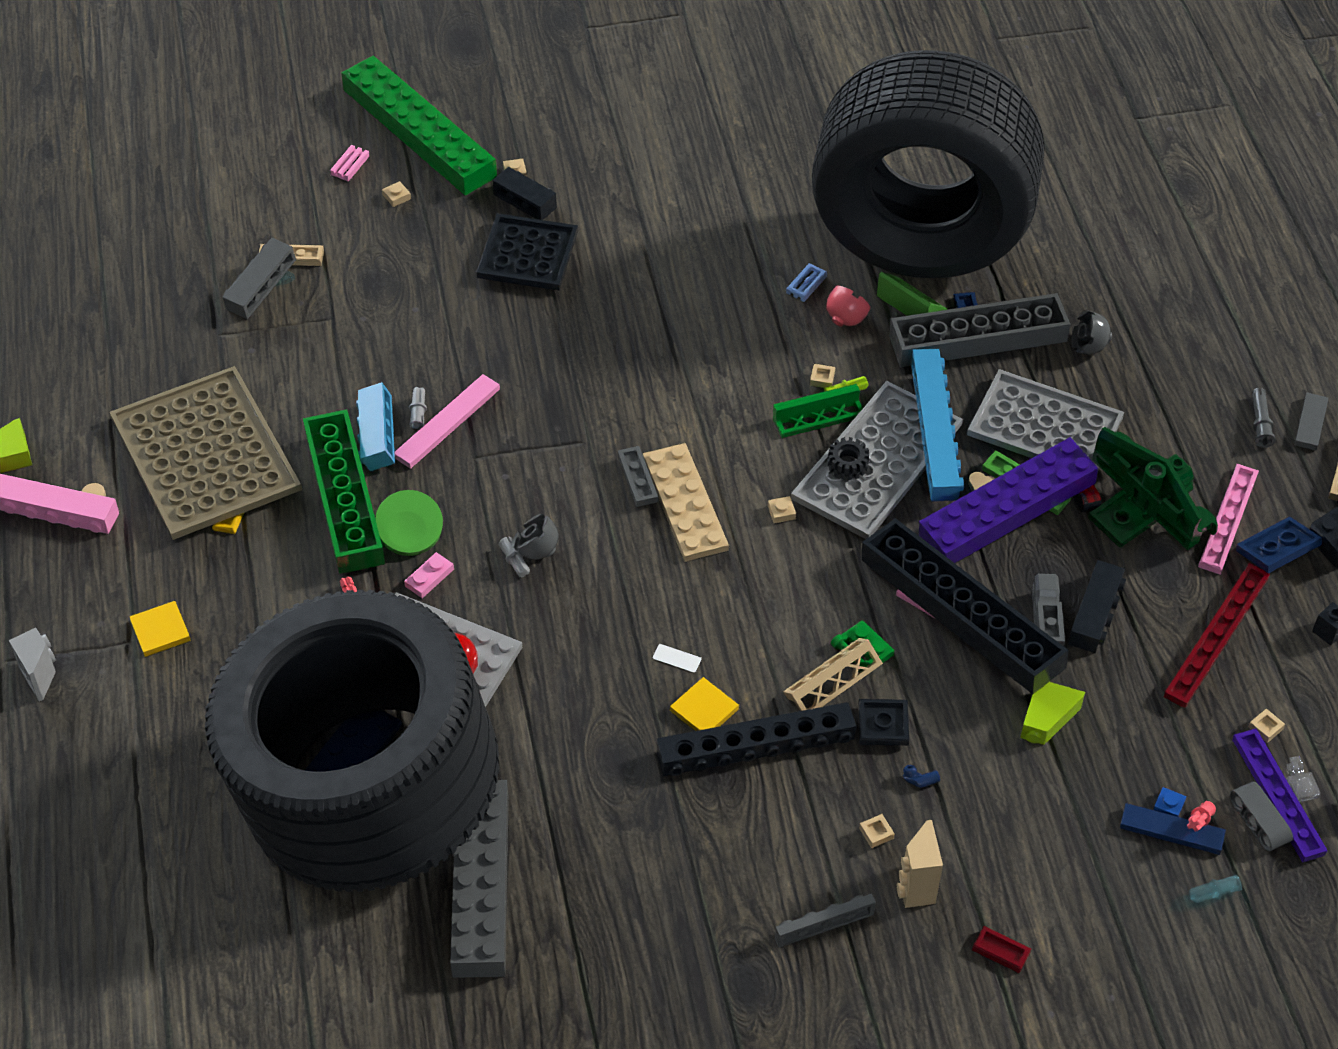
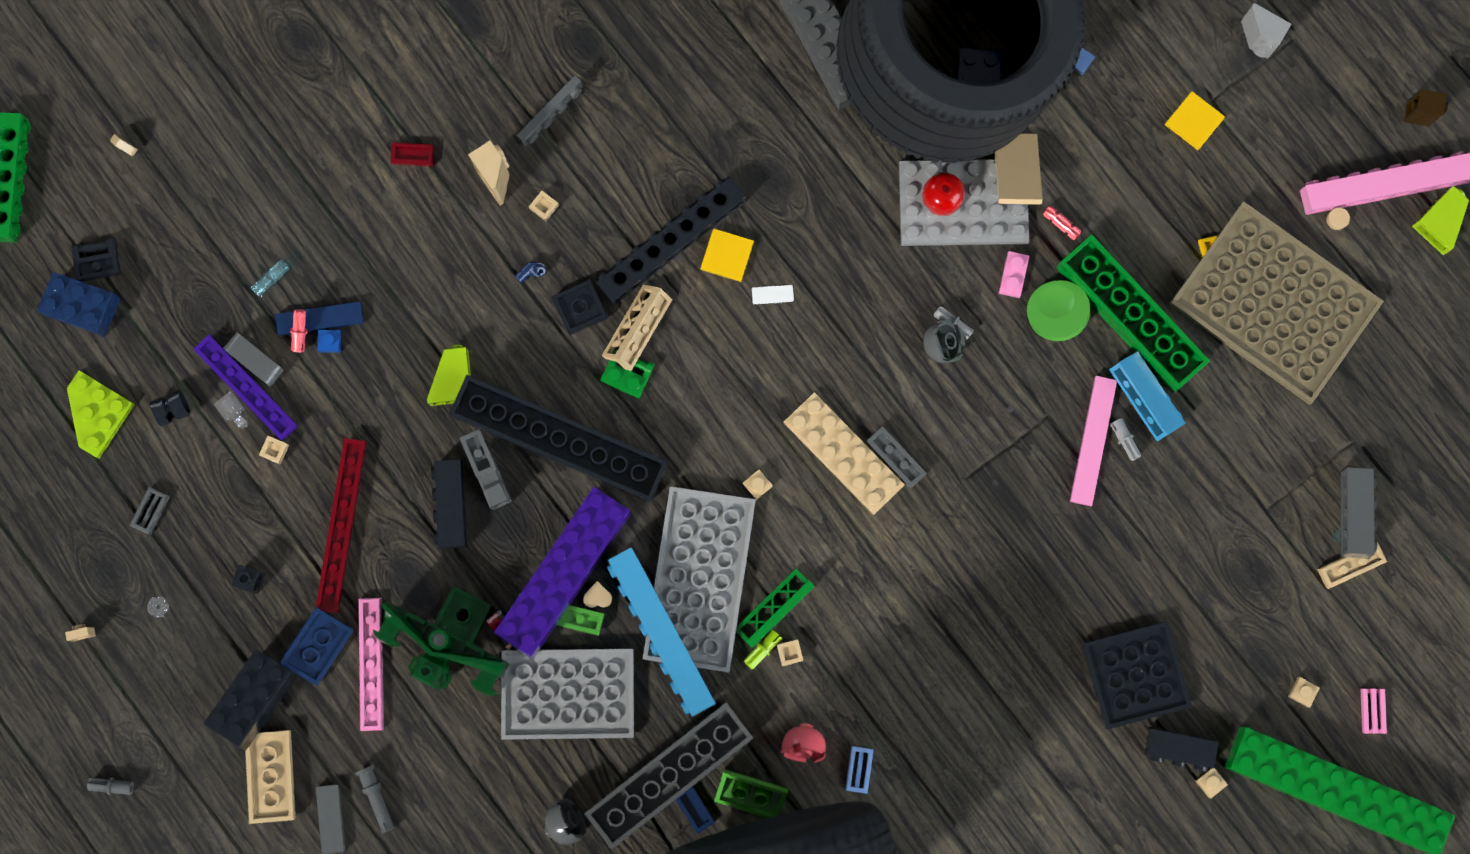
camera: 155 degrees right, 30 degrees up
(848, 448) = (711, 564): black tyre -> none

